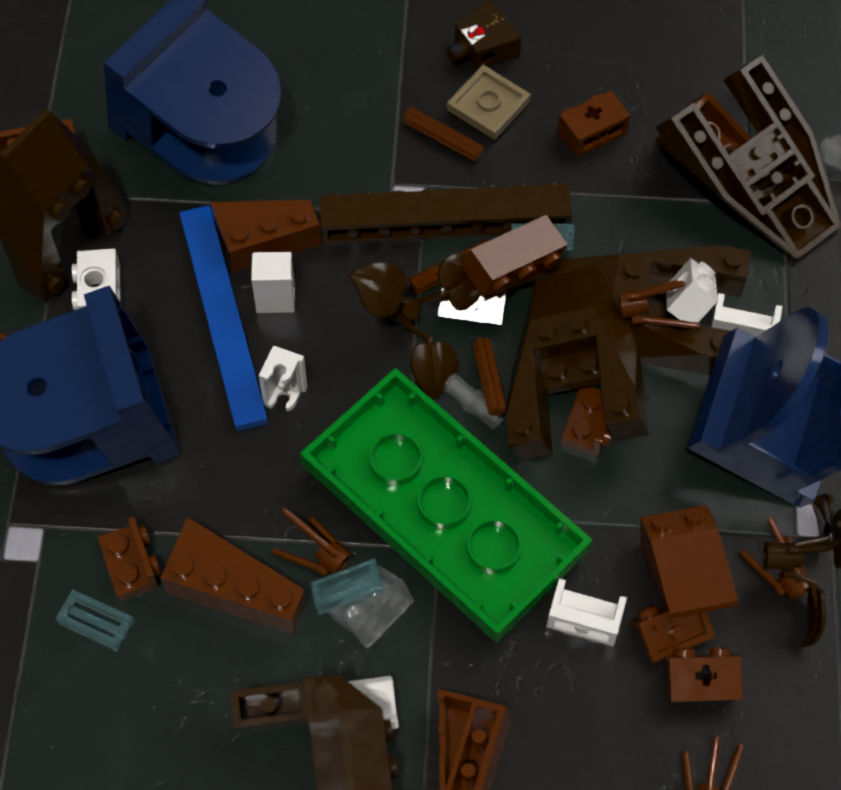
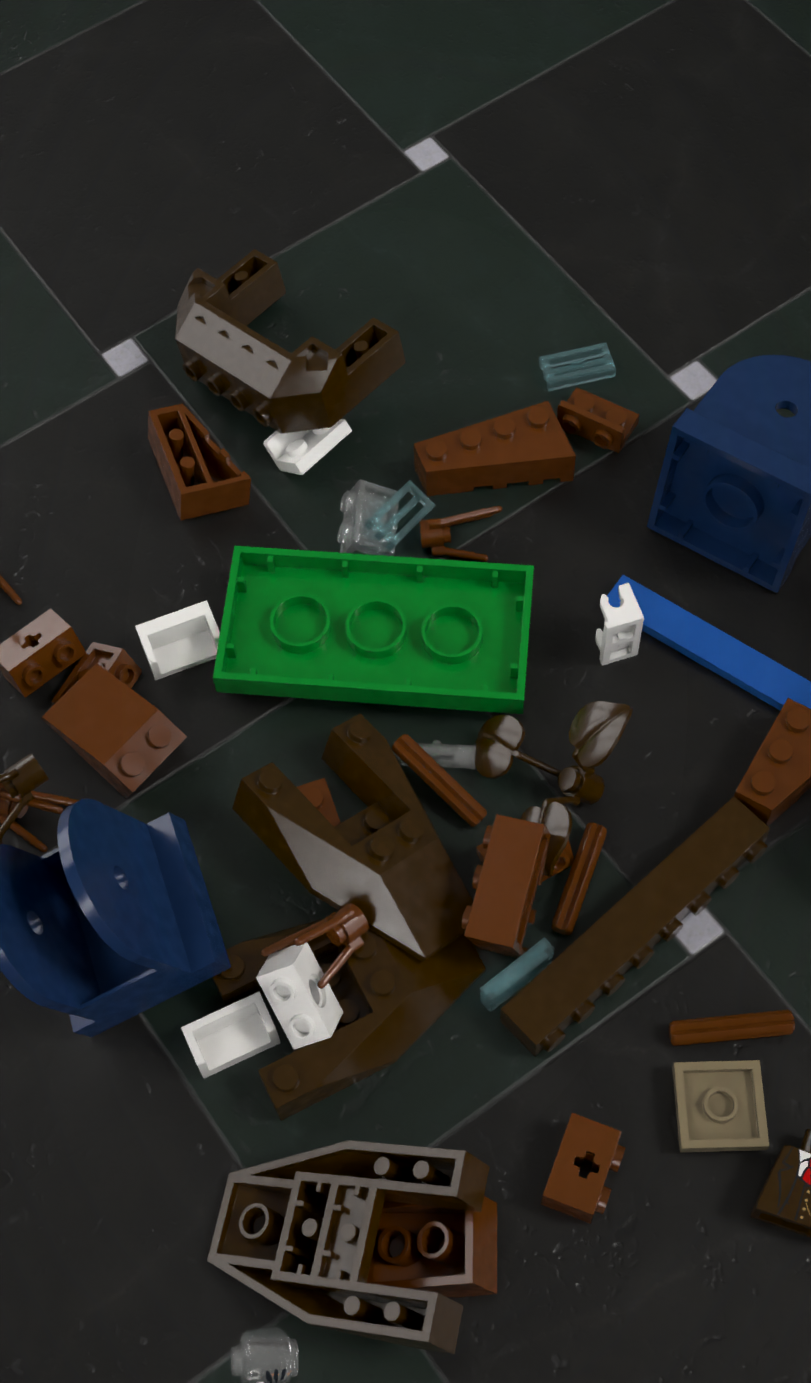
camera: 145 degrees right, 0 degrees up
(273, 282) = (712, 705): white panel -> none

